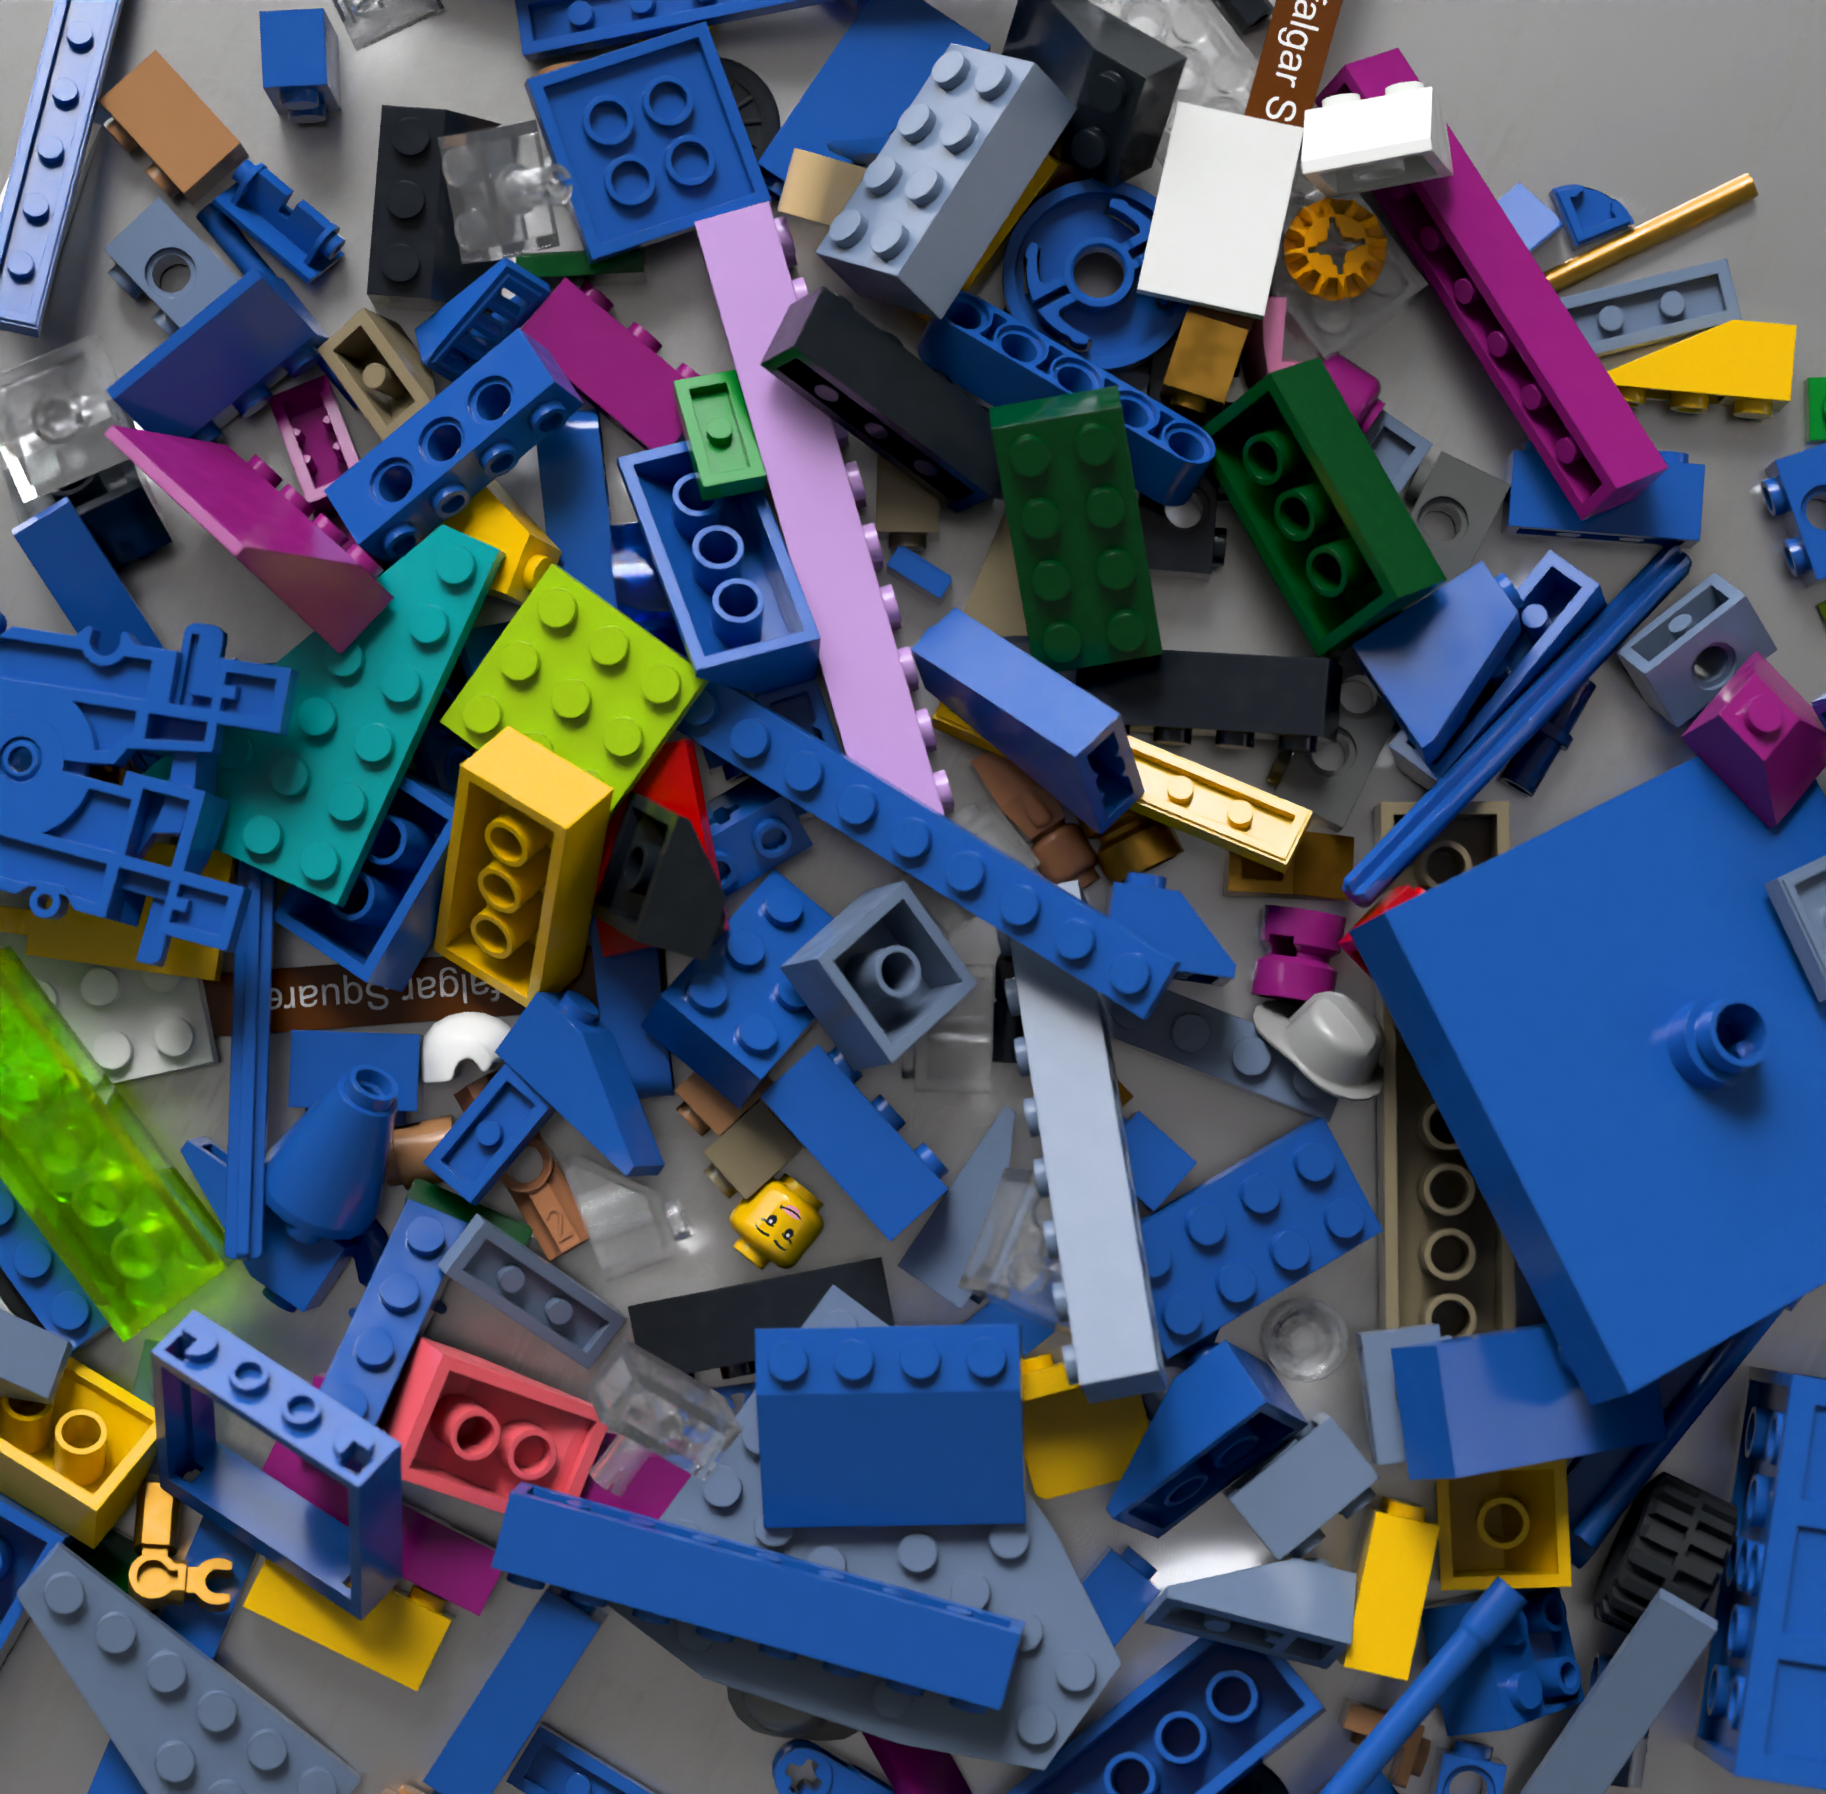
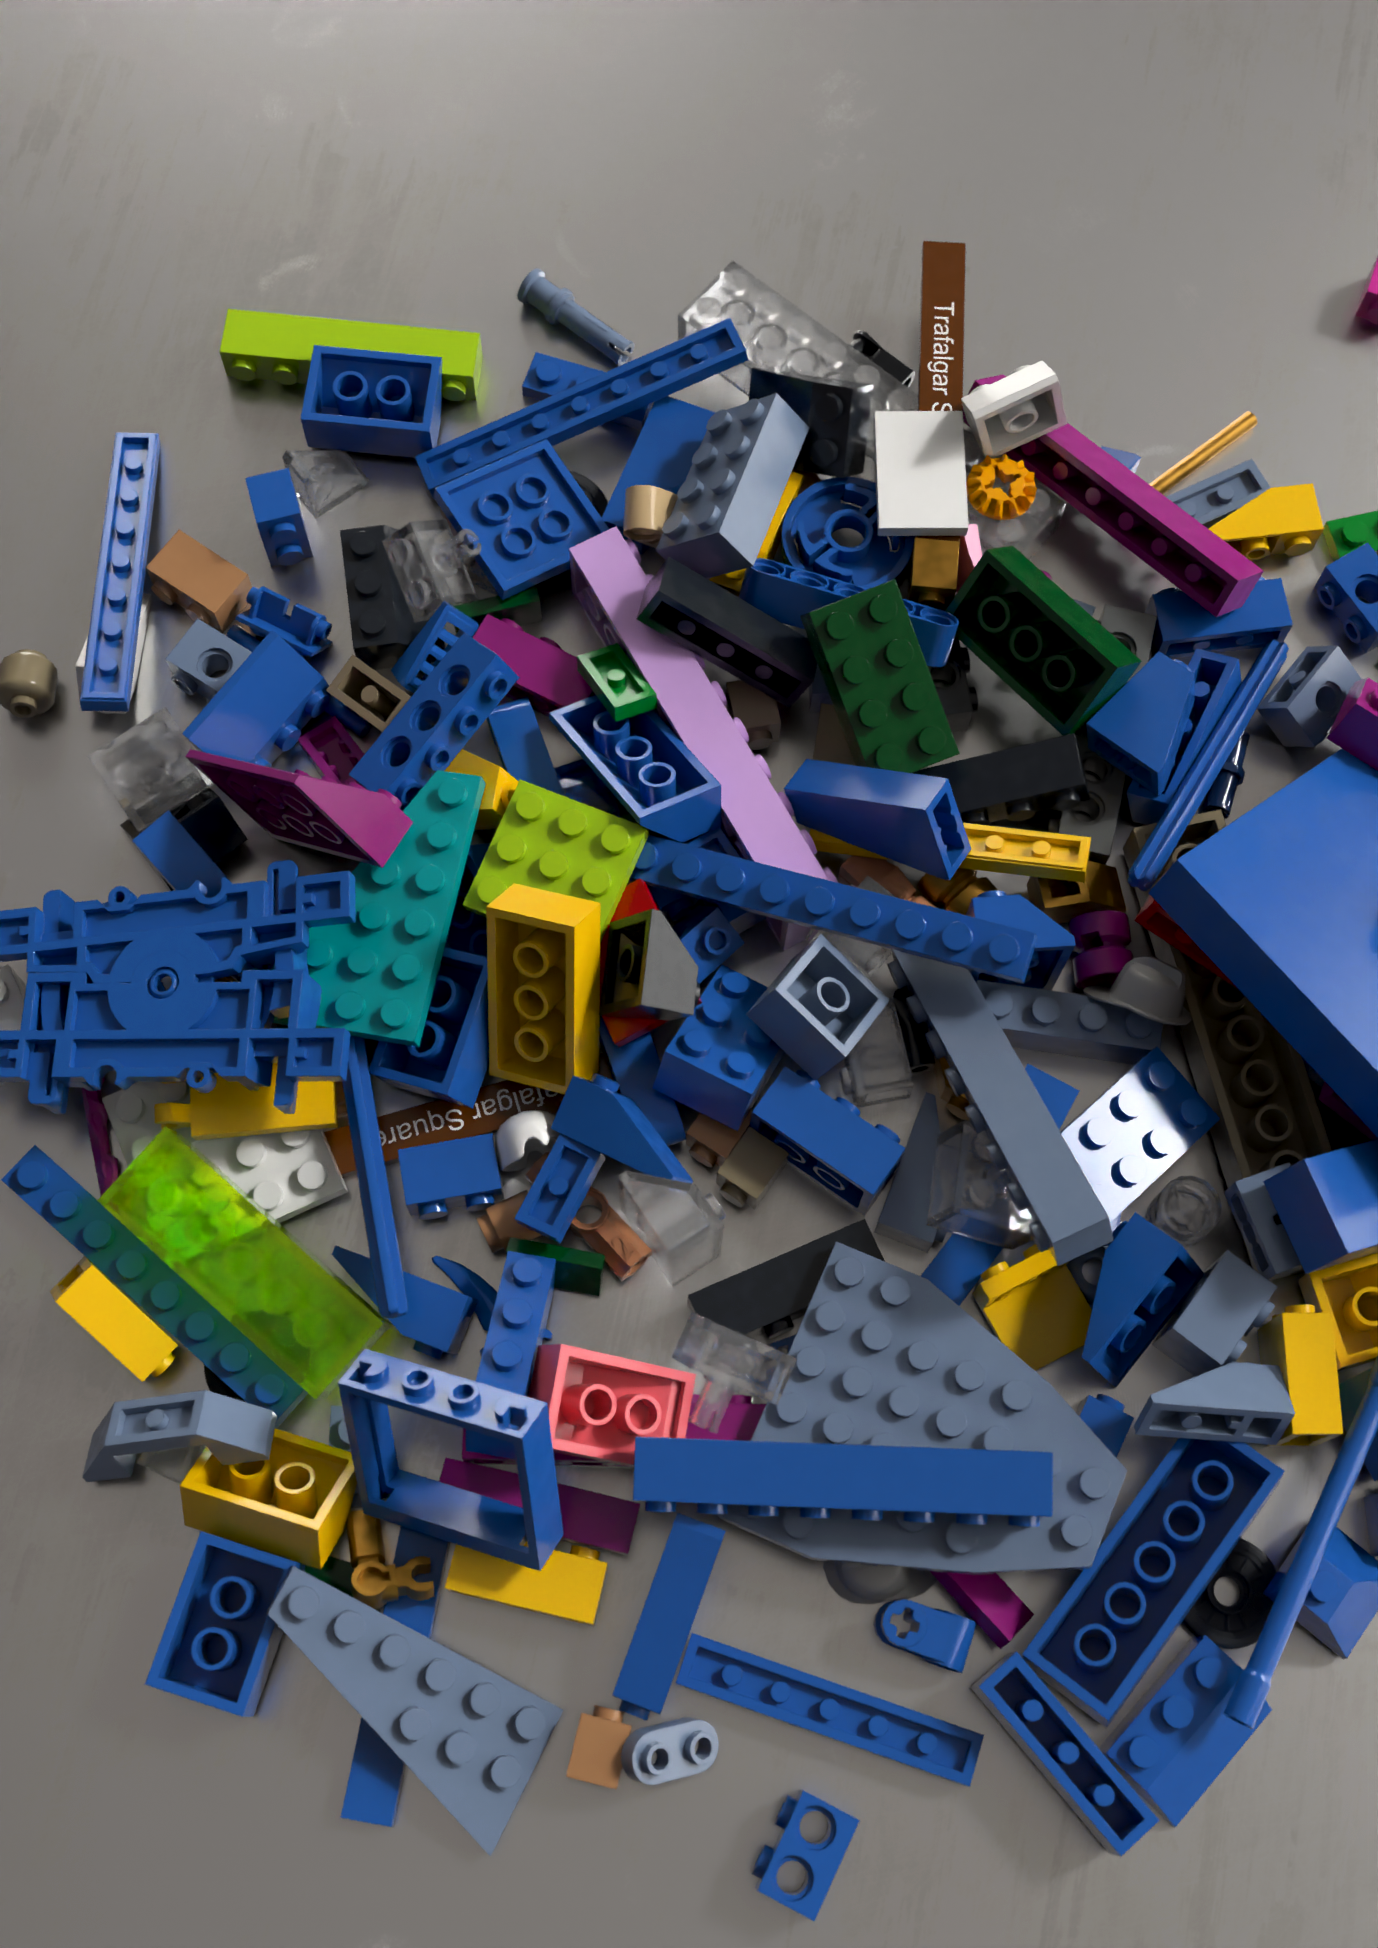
camera: 15 degrees left, 15 degrees down
(334, 1159) = (449, 1228): blue cone -> none
(532, 1291) = (614, 1299): sand blue plate -> none
(777, 1223) = (781, 1215): yellow head -> none
(891, 1425) = (909, 1325): blue slope -> none
(919, 575) = (778, 757): blue tile -> none
(1411, 1757) = (1309, 1487): medium nougat bracket -> none
(1589, 214) = (1154, 455): blue tile -> none

